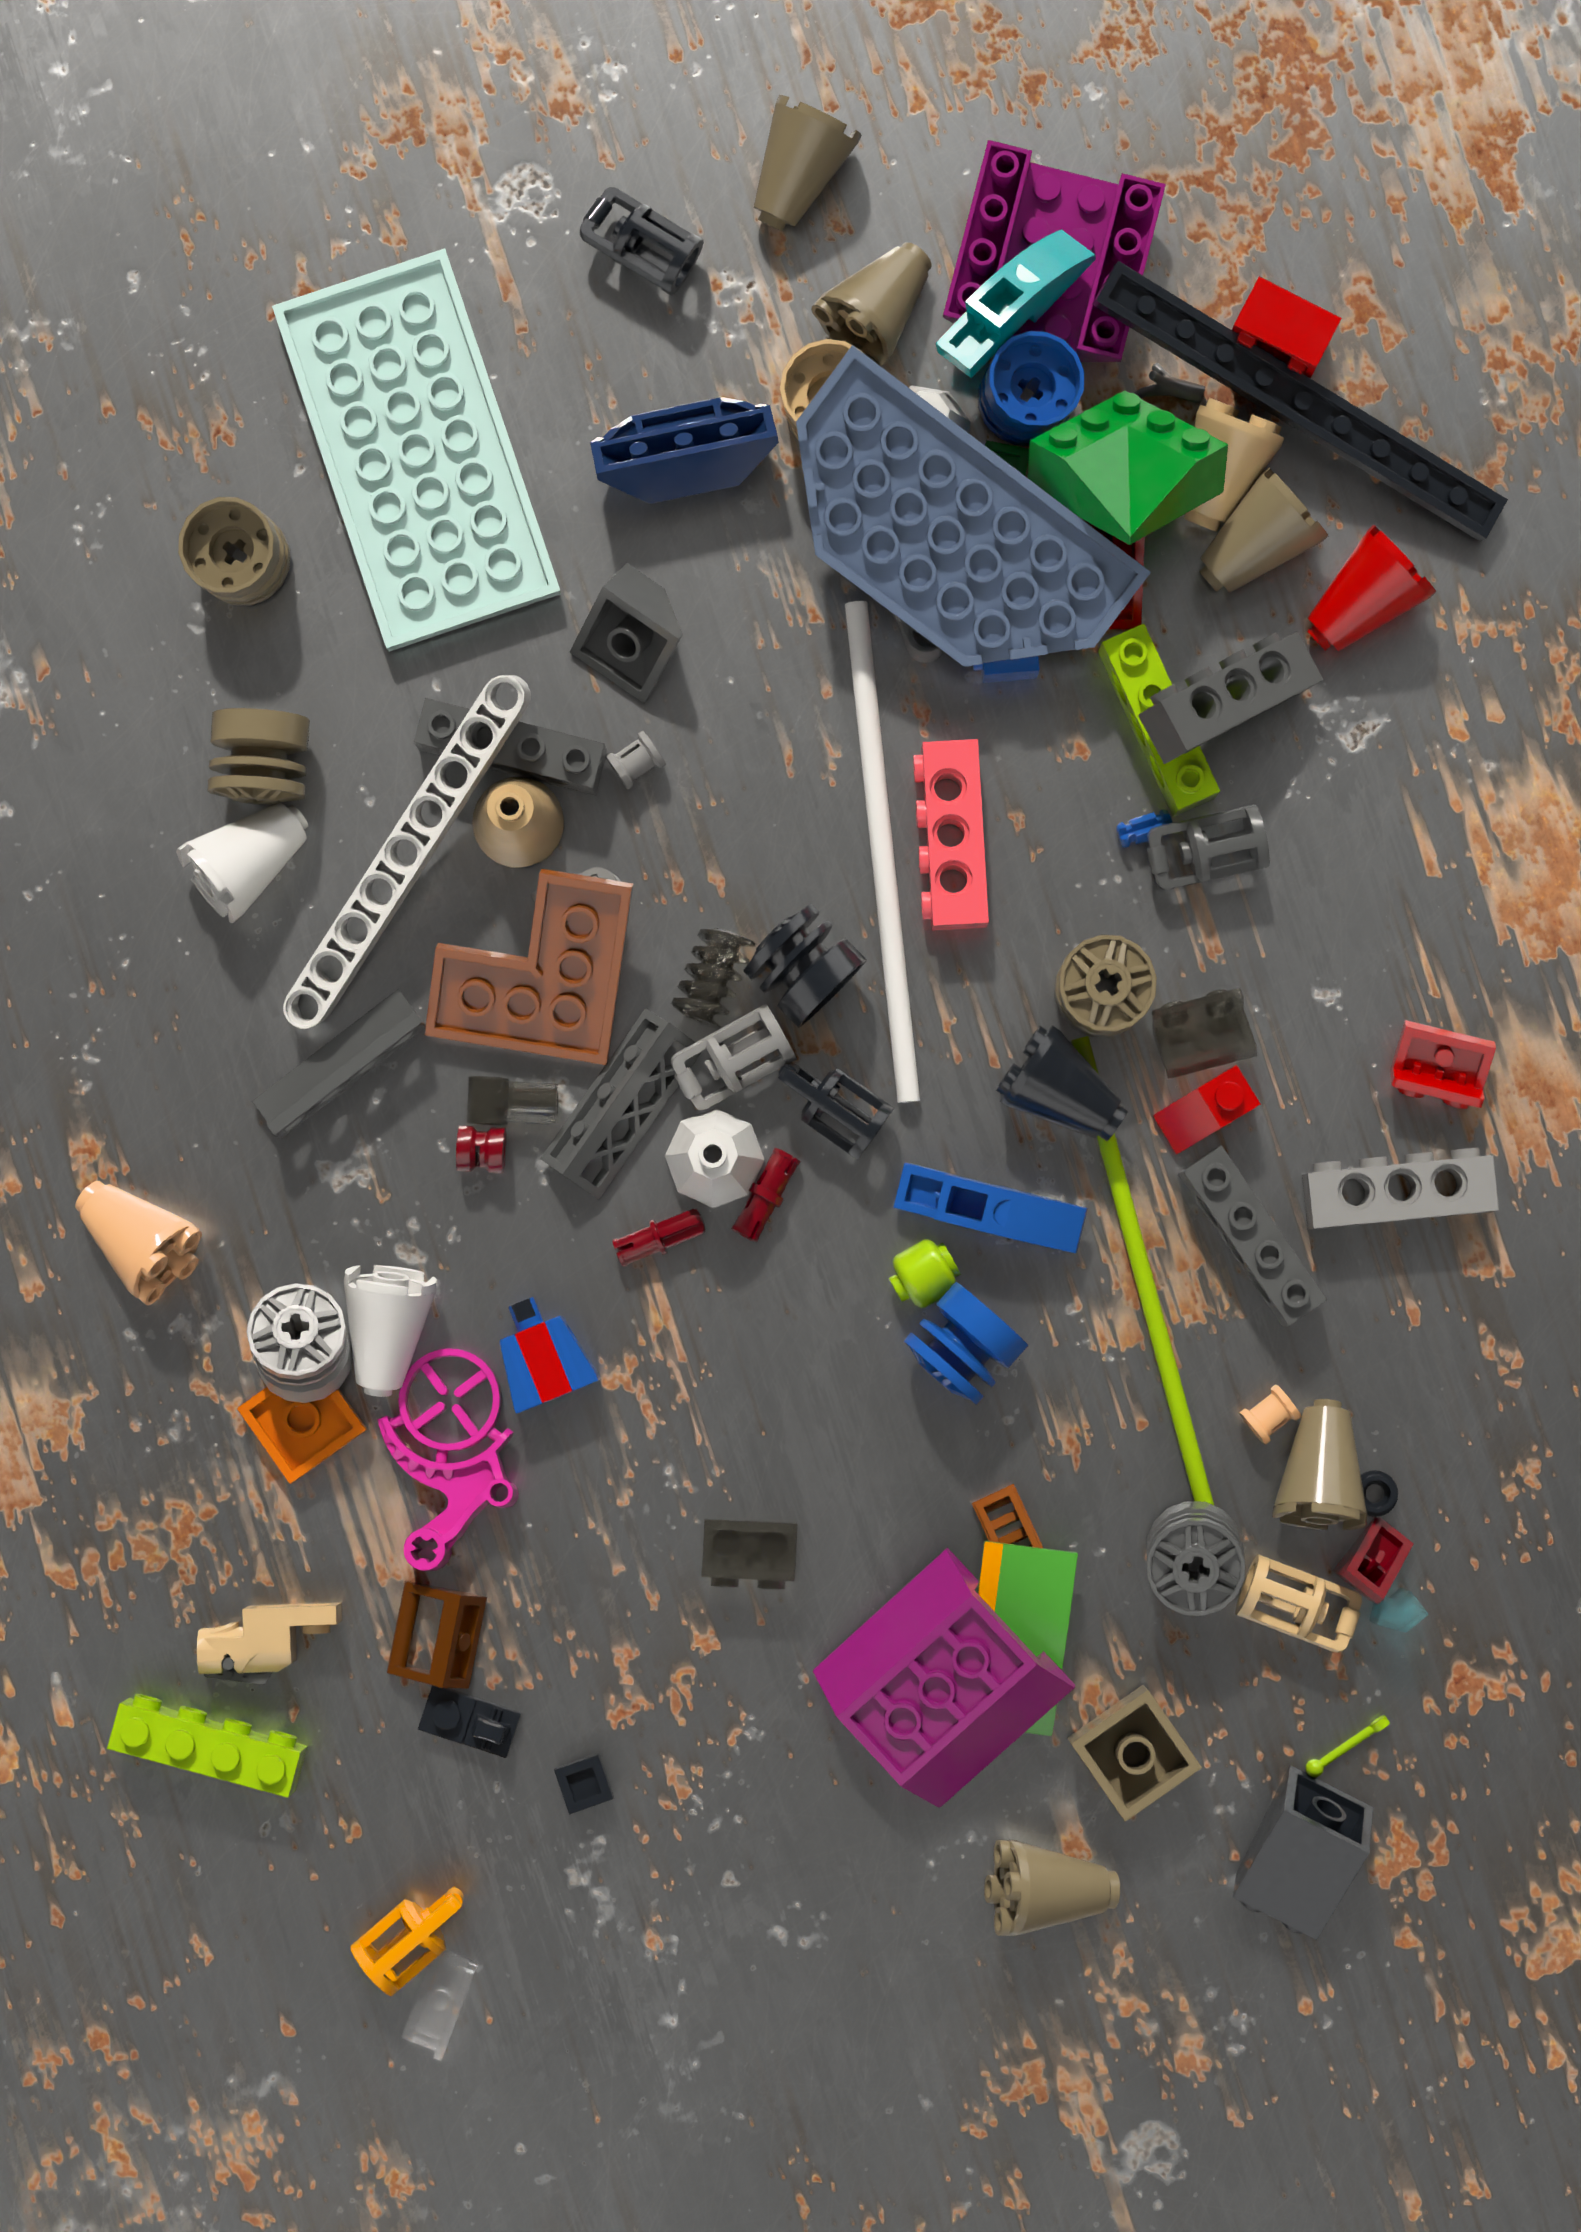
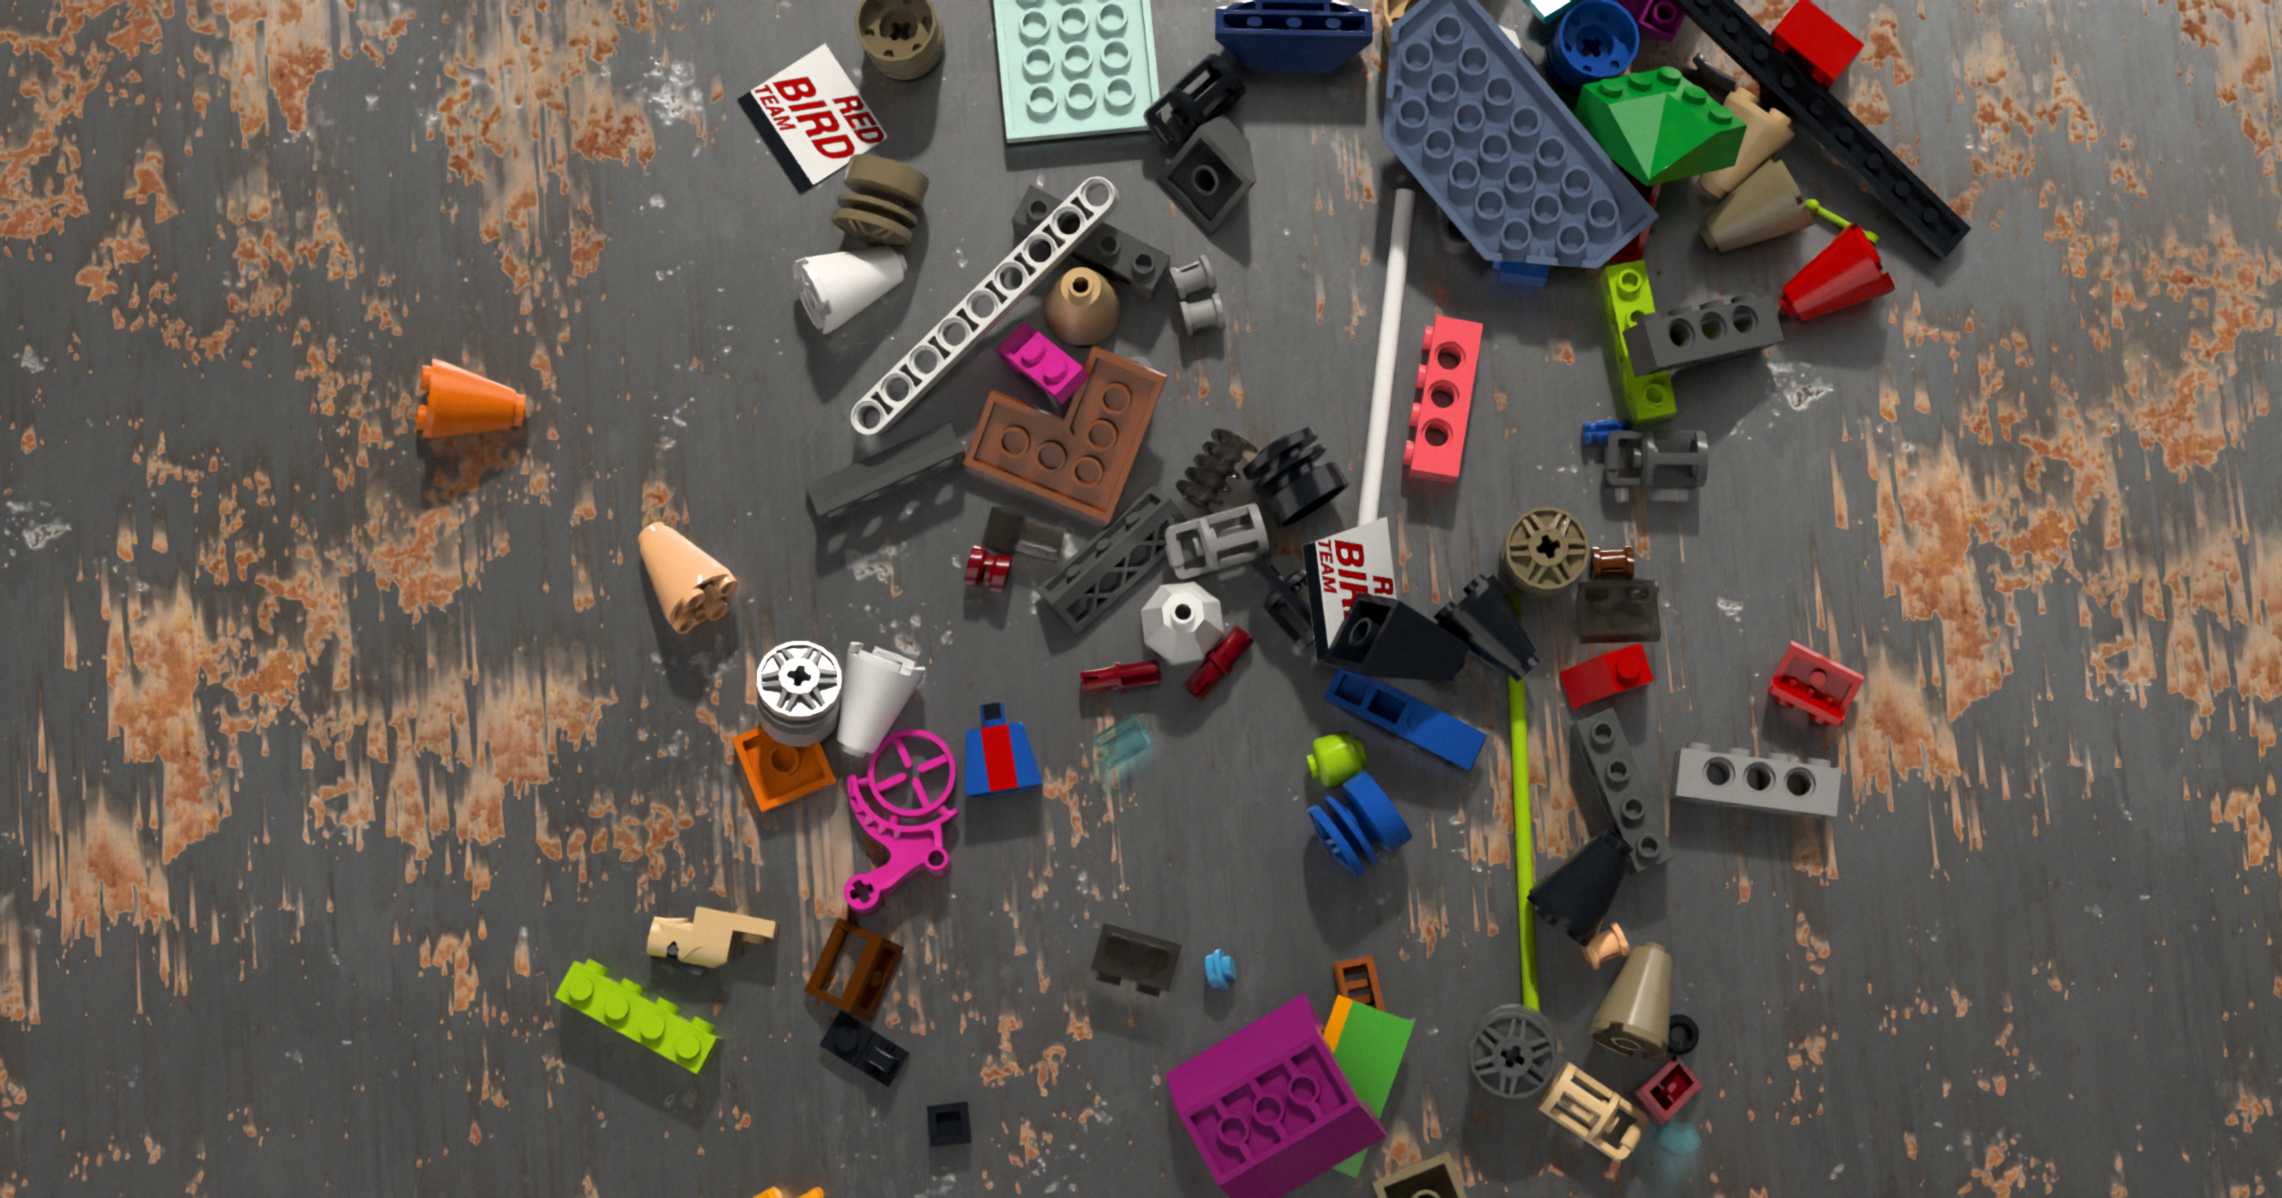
camera: 10 degrees right, 5 degrees down
(158, 673) = (812, 118): none -> sticker
(487, 900) = (1042, 362): none -> dark pink plate
(587, 563) = (1189, 107): none -> black piece
(656, 800) = (1202, 314): none -> light grey bush
(677, 1308) = (1122, 741): none -> clear light blue piece
(847, 1540) = (1220, 969): none -> dark azure plate
(896, 1078) = (1340, 569): none -> sticker
(958, 1133) = (1394, 642): none -> black slope
(1184, 979) = (1612, 563): none -> reddish brown bush
(1232, 1357) = (1583, 887): none -> black cone
(1322, 514) = (1814, 207): none -> lime hinge

